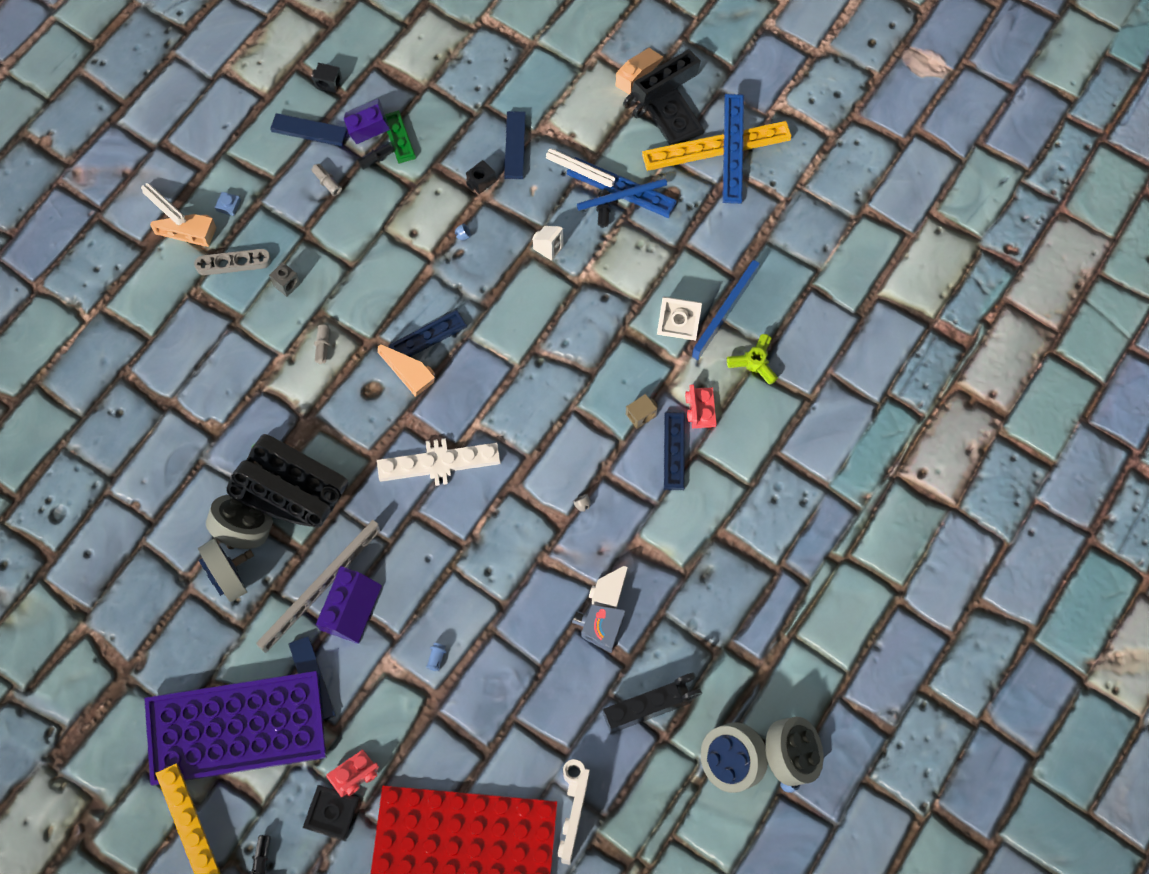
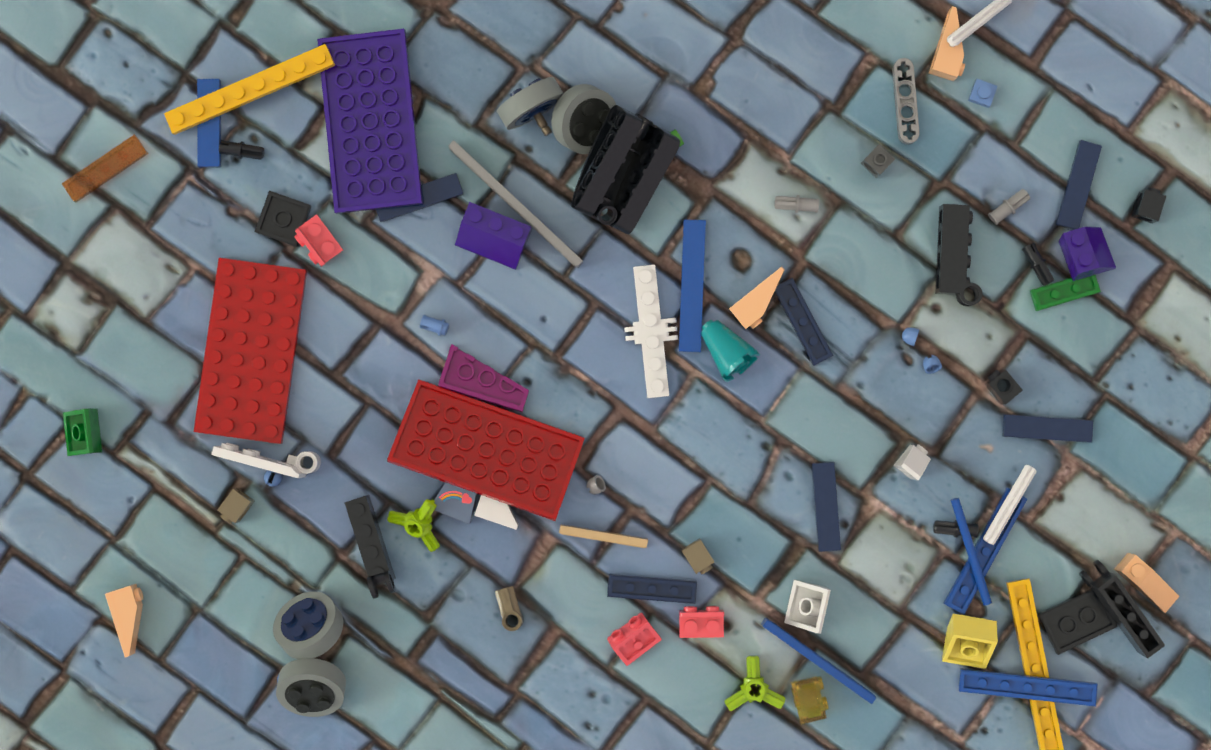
camera: 95 degrees right, 20 degrees up
(367, 219) = (953, 253): none -> black hinge
(396, 428) = (692, 285): none -> blue tile
(438, 249) = (910, 335): none -> medium blue hinge
(452, 393) = (728, 349): none -> teal cone
(487, 617) = (472, 378): none -> magenta wing
(553, 600) = (486, 450): none -> red plate
(590, 310) = (826, 506): none -> dark blue tile
(590, 813) = (276, 480): none -> medium blue hinge
(621, 843) = (235, 506): none -> dark tan brick
(626, 660) = (418, 523): none -> lime bush
(628, 493) = (603, 536): none -> tan tile
(698, 193) = (970, 641): none -> light yellow slope
(700, 574) = (509, 605): none -> dark tan piece
(720, 462) = (633, 639): none -> coral bracket
(761, 315) = (808, 699): none -> clear yellow cylinder

